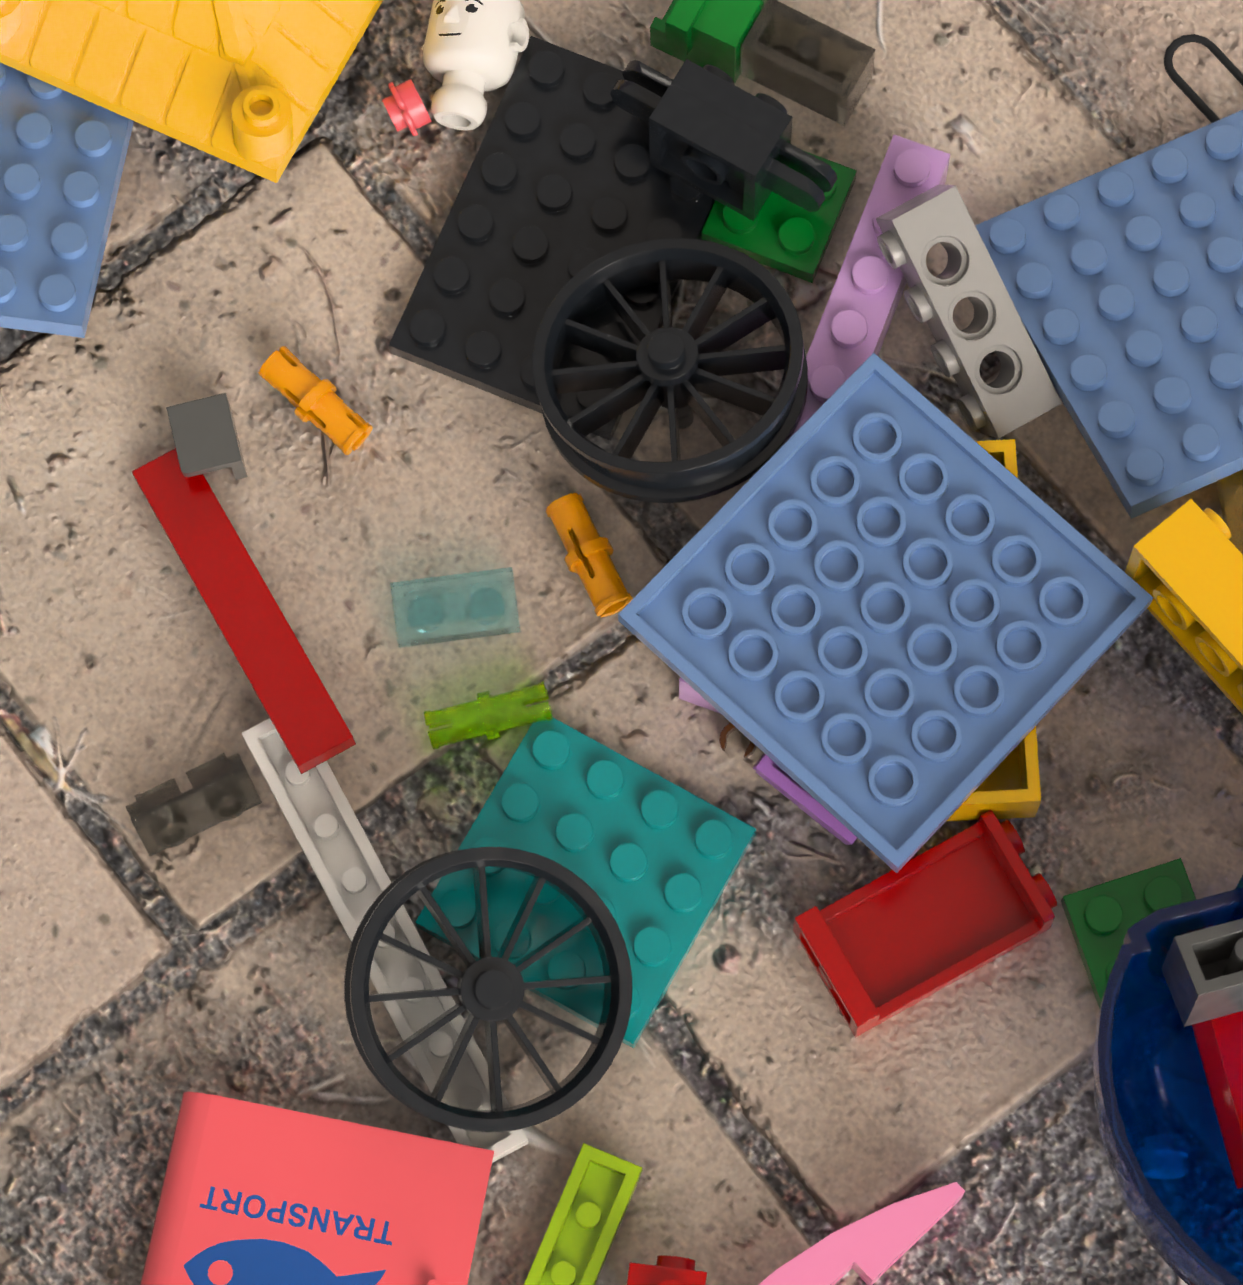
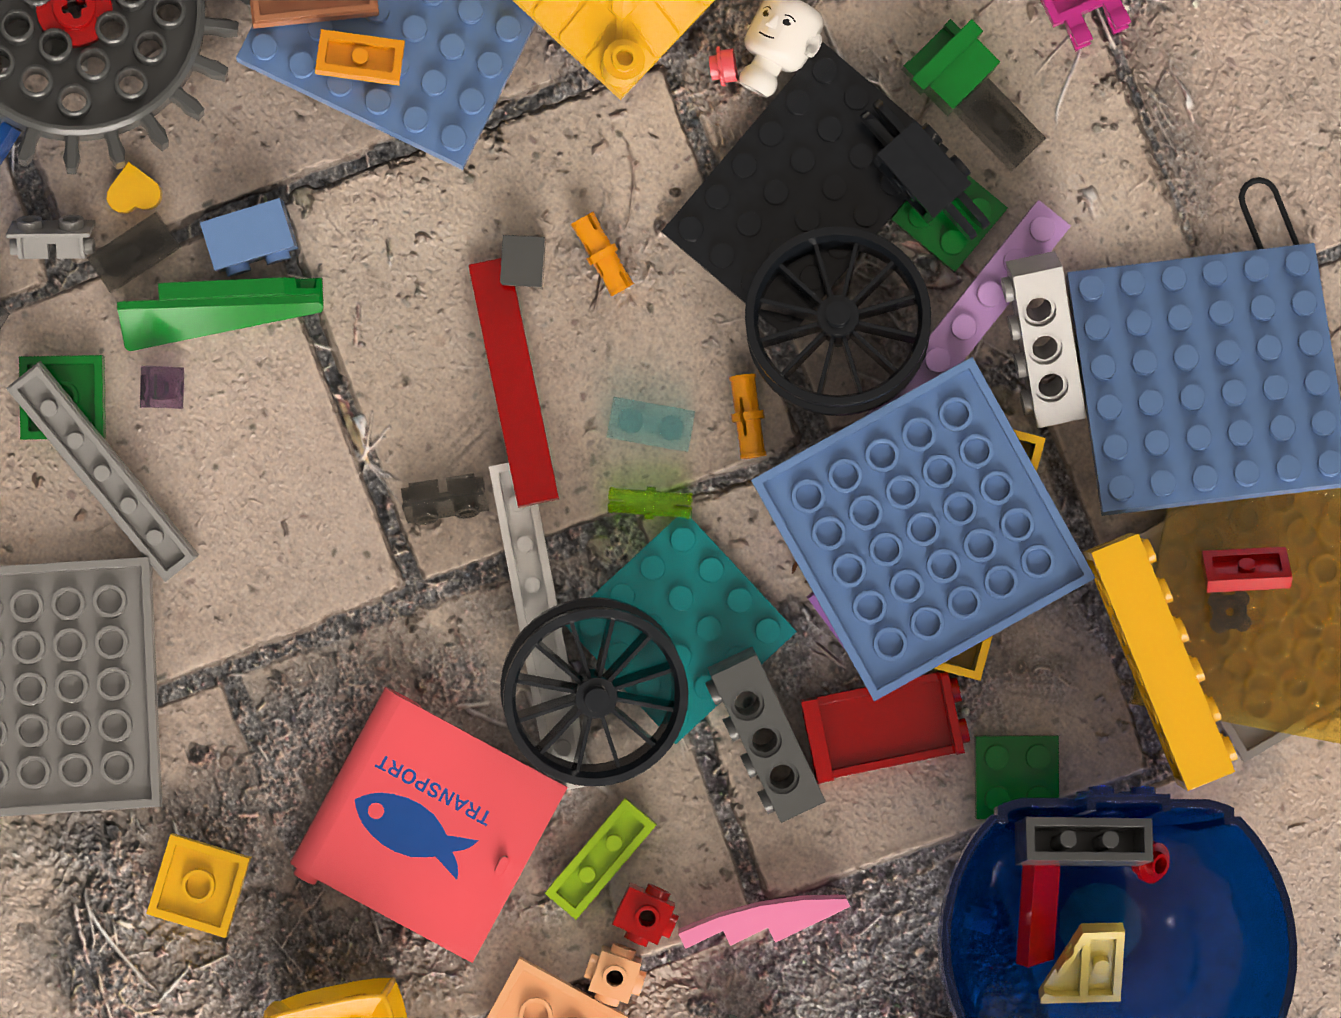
camera: 10 degrees right, 15 degrees up
(837, 1041) = (800, 789): none -> dark grey brick

